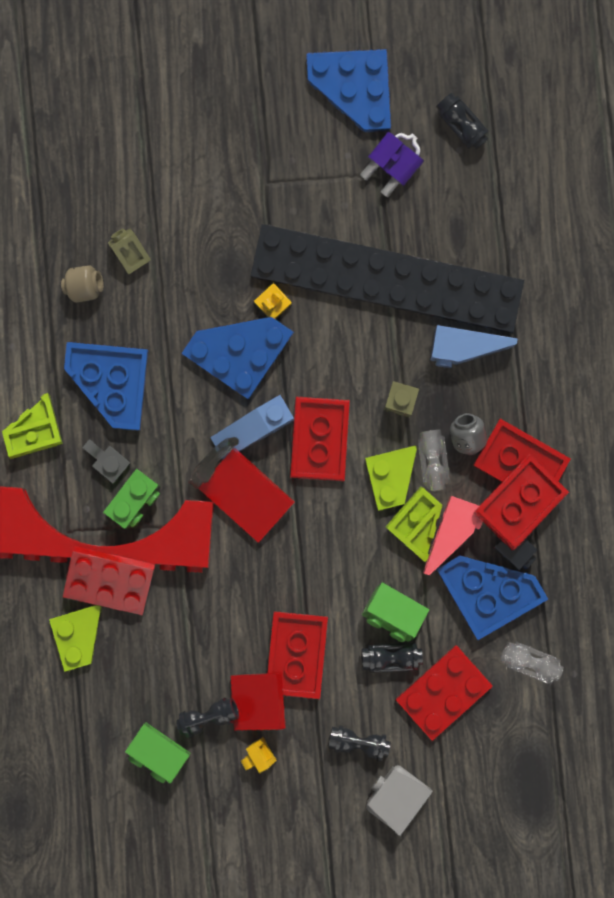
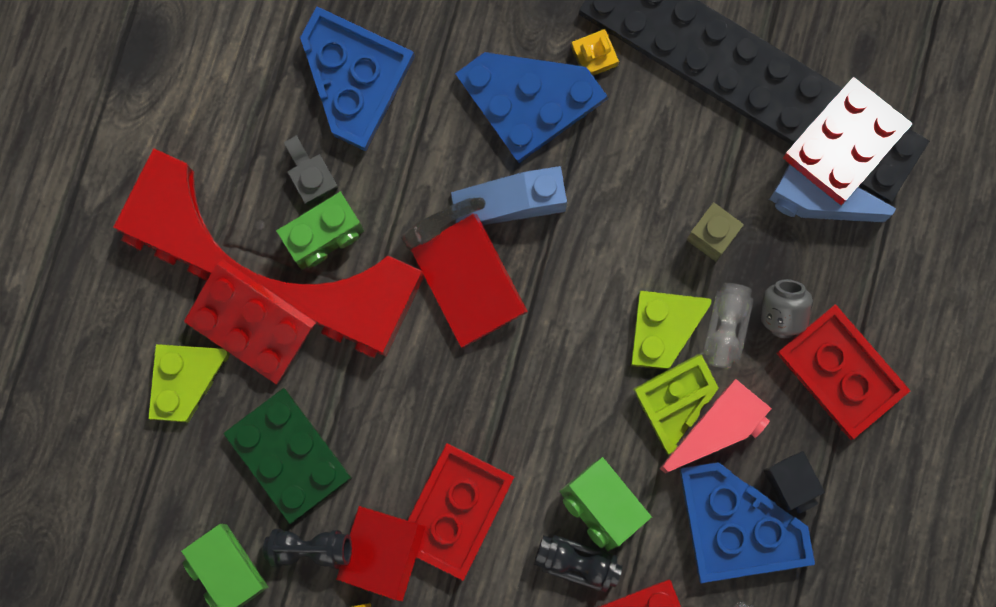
camera: 30 degrees right, 5 degrees down
(33, 430) = (231, 100): lime wing -> none
(168, 660) = (287, 455): none -> dark green plate
(320, 439) = (590, 246): red tile -> none
(468, 304) = (847, 141): none -> plate
(521, 502) = (825, 421): red tile -> none

